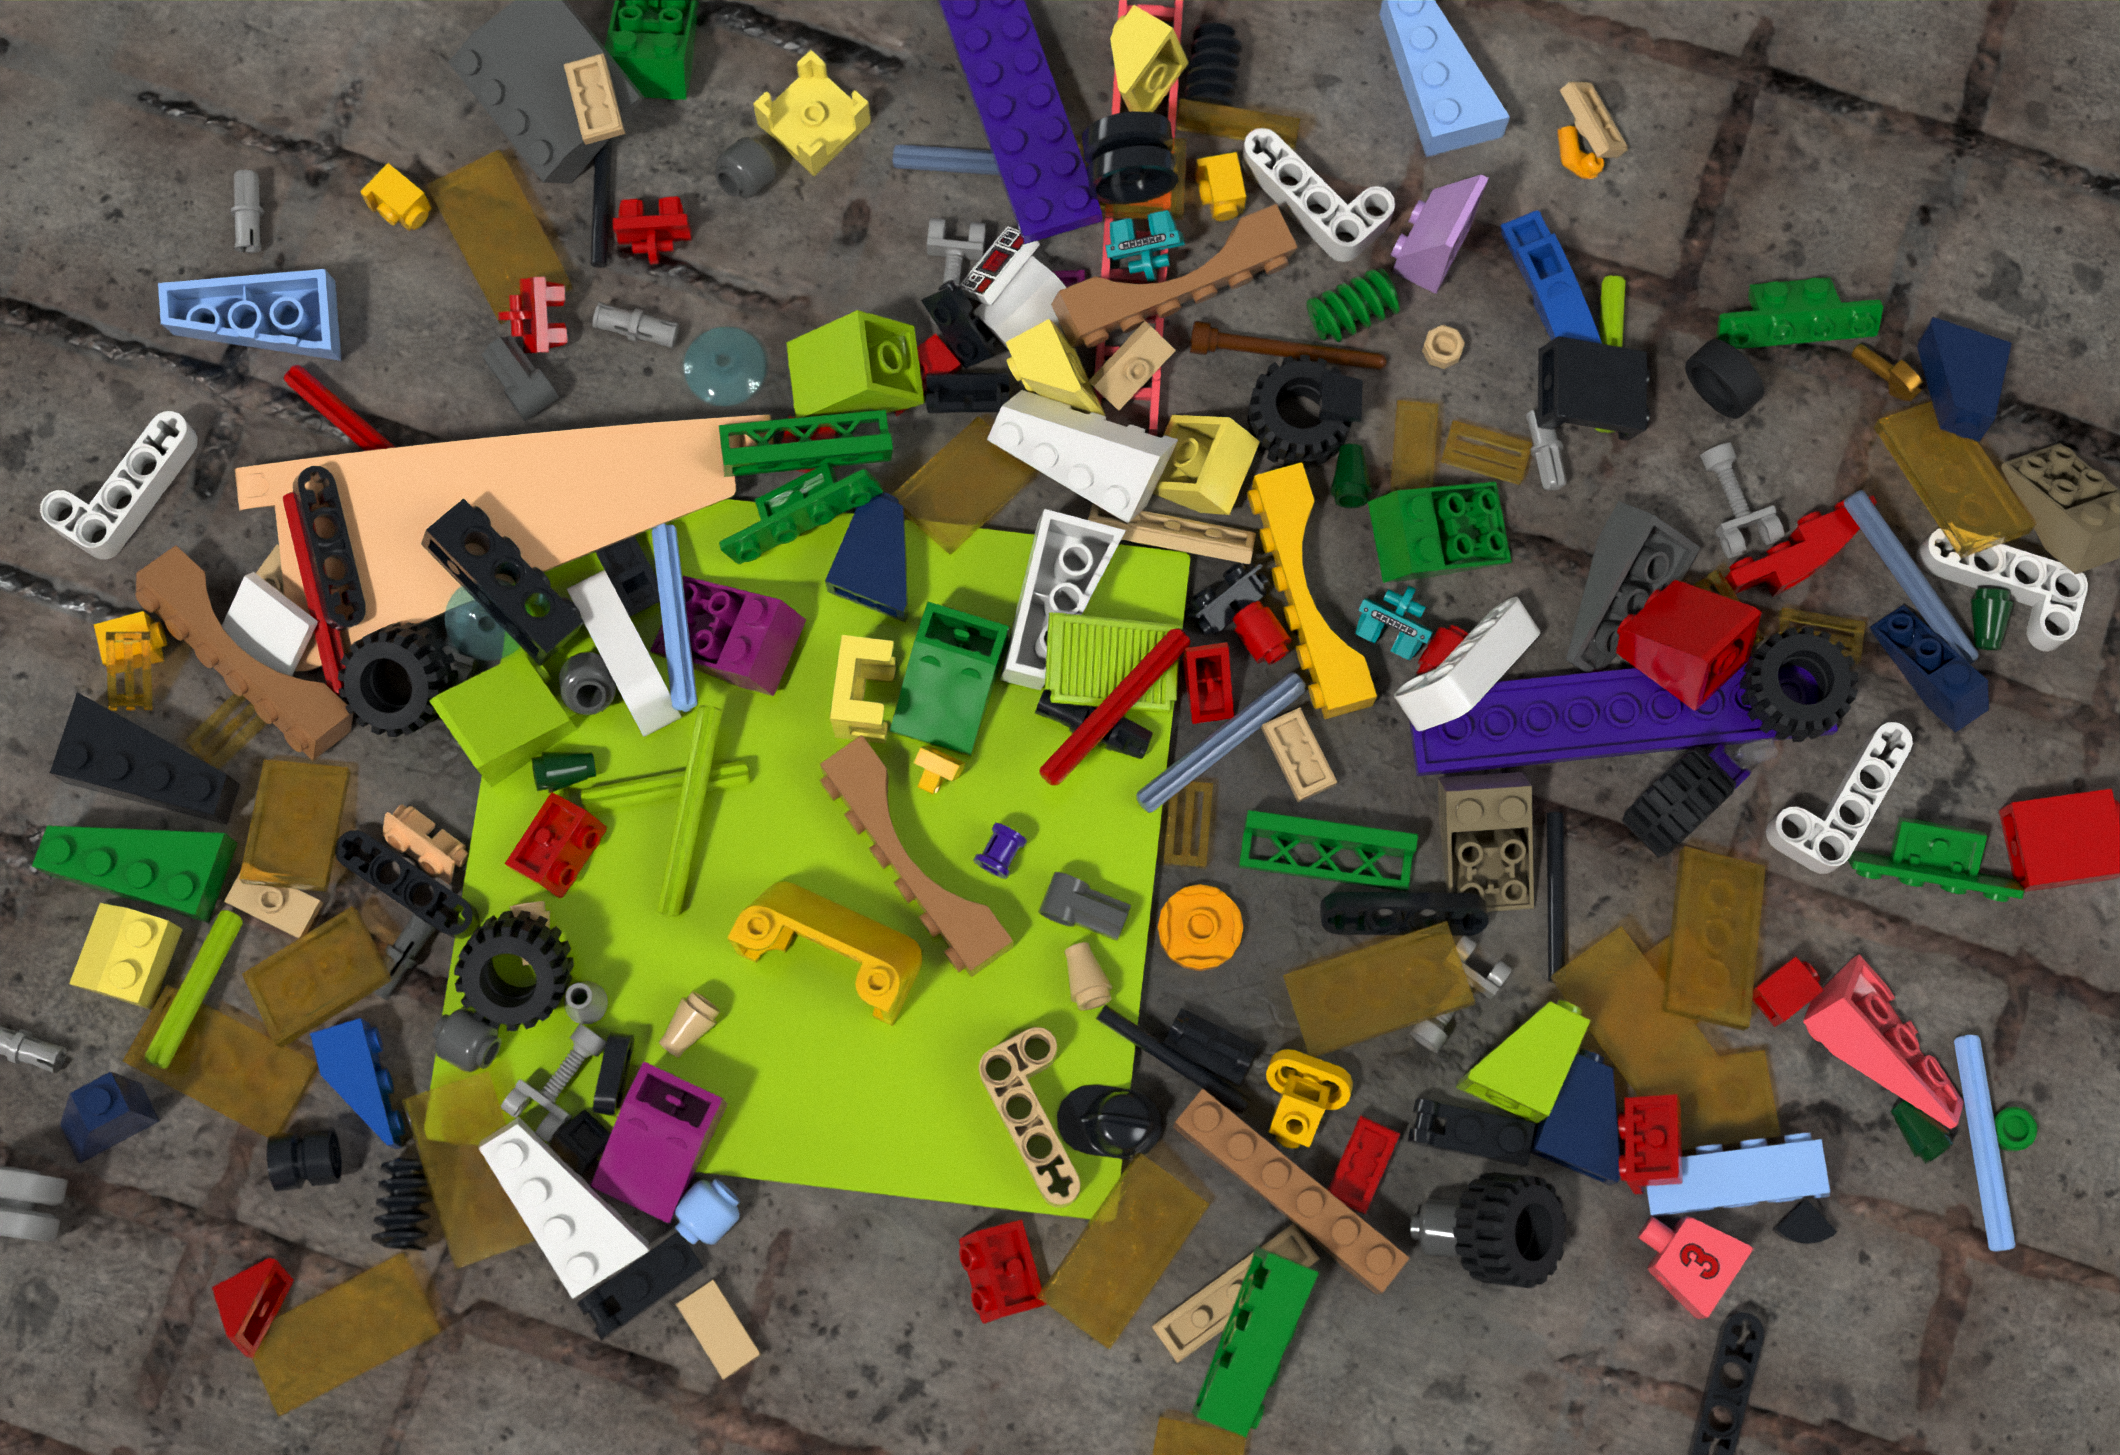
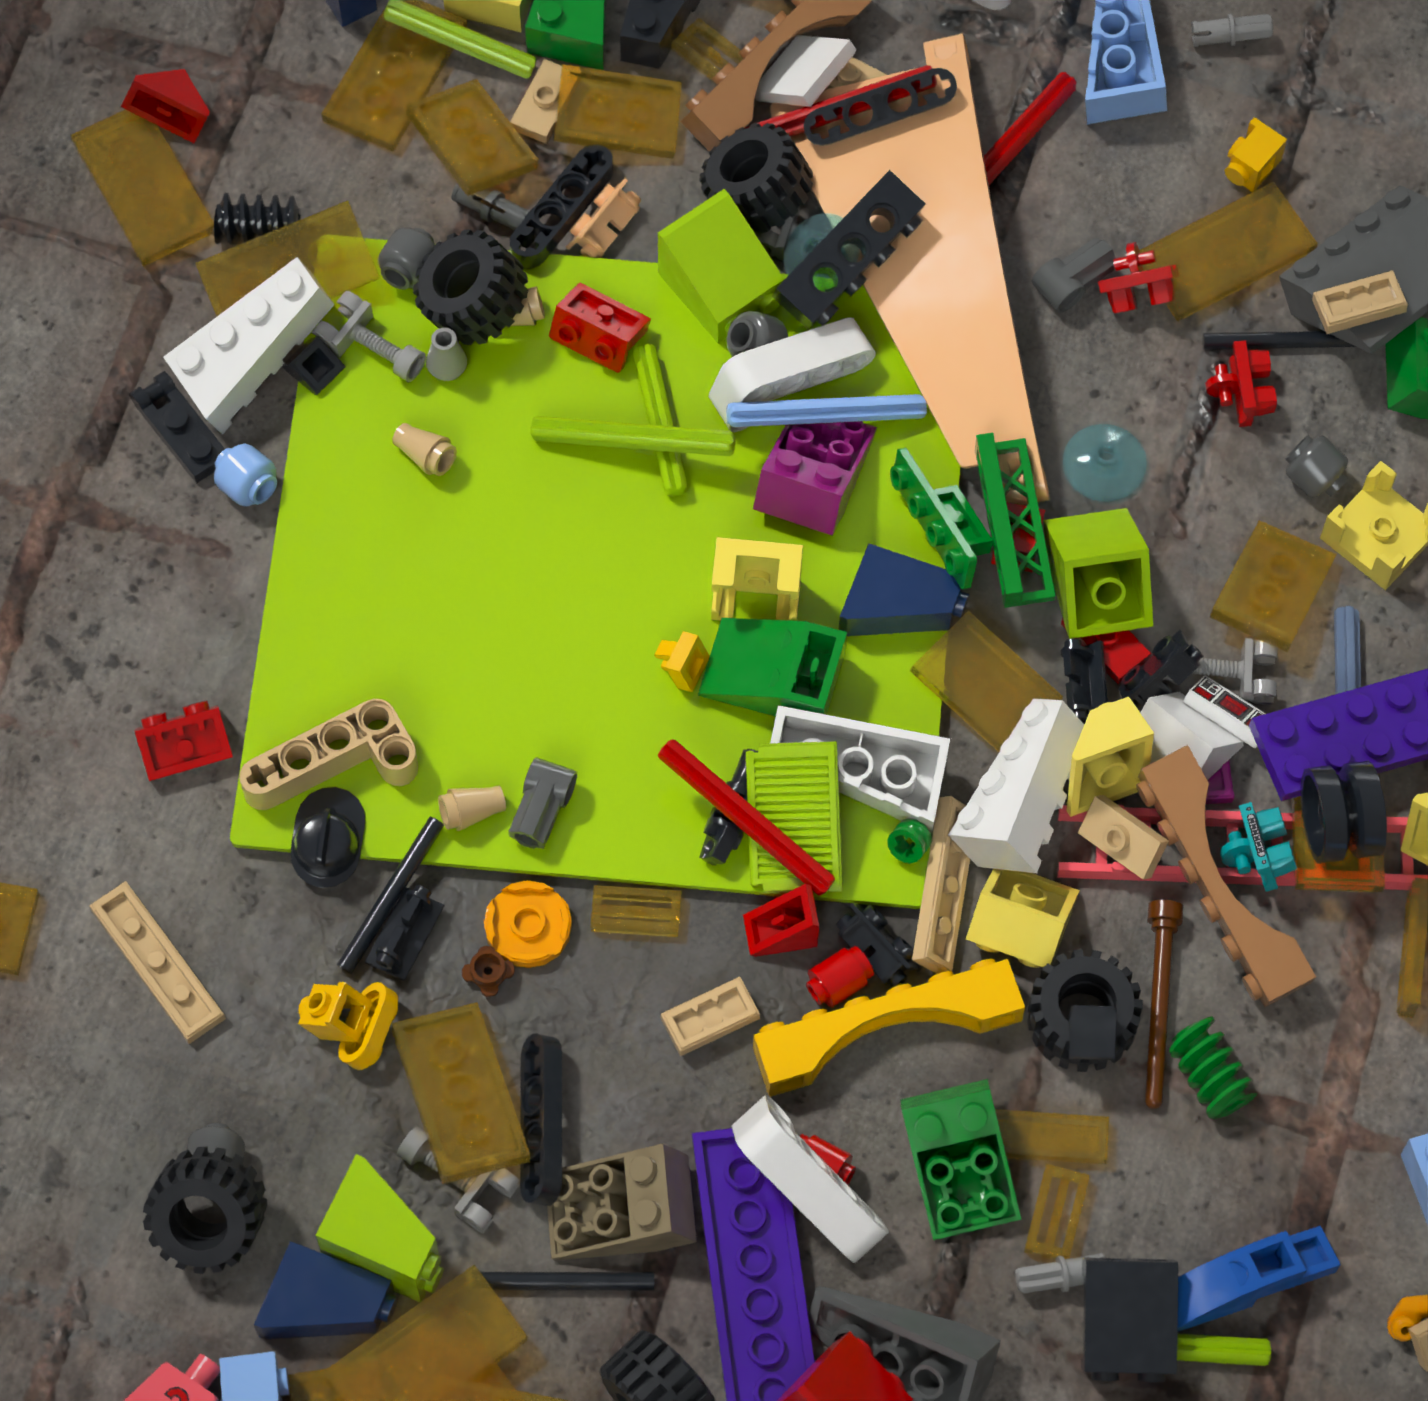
camera: 90 degrees right, 10 degrees down
(298, 1159) = (300, 137): black wheel -> none
(352, 1067) = (381, 174): blue slope -> none
(562, 769) = (673, 326): dark green cone -> none
(613, 1073) = (376, 385): black beam -> none
(630, 575) = (877, 377): black slope -> none
(635, 325) = (1139, 375): light grey pin -> none
(658, 1142) = (313, 425): magenta slope -> none
(718, 1329) = (136, 495): tan tile -> none
(870, 217) = (1273, 586): none -> clear yellow tile
(887, 956) = (490, 601): yellow windscreen -> none
(966, 926) = (659, 594): medium nougat arch -> none
(1000, 850) = (599, 722): dark purple bush -> none
(1123, 1250) = (200, 851): clear yellow tile -> none
(1132, 559) = (909, 829): none -> green bush
(1220, 742) = (721, 937): sand blue axle -> none
(1221, 185) = (1339, 932): yellow brick -> none
(1249, 953) = (488, 958): none -> reddish brown plate
(1254, 1342) = (106, 967): green wedge -> none
(1291, 1191) = (207, 1054): medium nougat arch -> none
(1313, 190) = (1342, 1021): white beam -> none
(1332, 835) = (623, 1044): green fence -> none
(1351, 478) = (1017, 1068): dark green cone -> none
(1362, 1164) = (281, 1079): red plate -> none
(1411, 633) = (862, 1113): teal hips -> none
(1438, 232) = (1295, 1152): lavender slope -> none
(1443, 346) = (1173, 1165): tan tile -> none
(1473, 1133) = (312, 1187): black plate -> none
(1651, 1141) = (293, 1354): red bracket -> none

